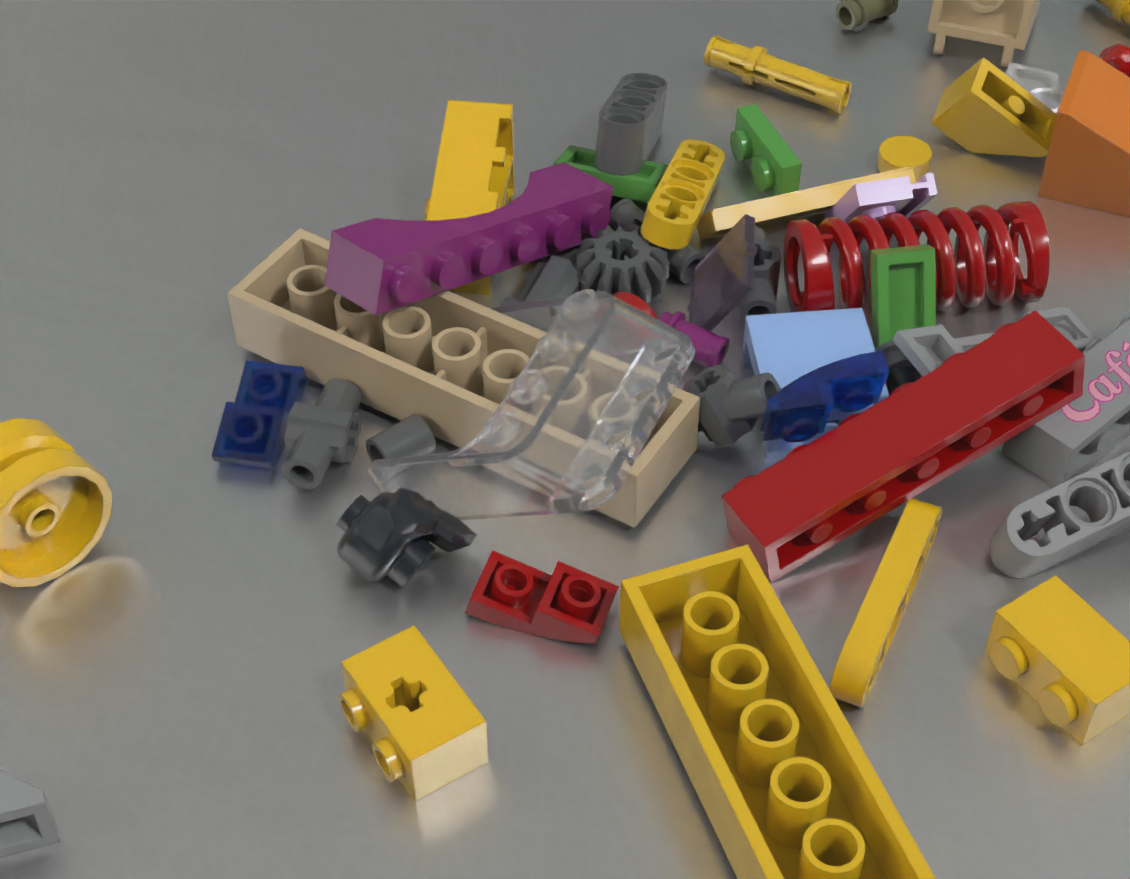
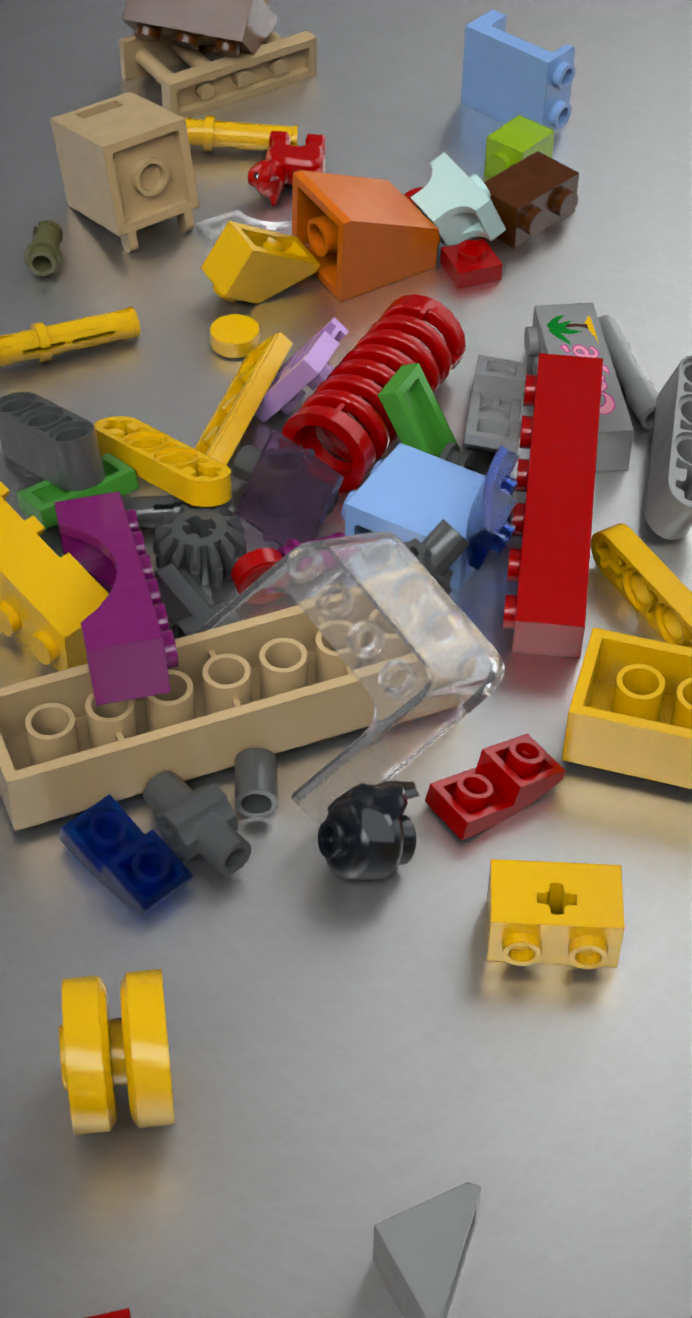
camera: 55 degrees left, 0 degrees up
(764, 153) = (160, 397): bright green plate -> none

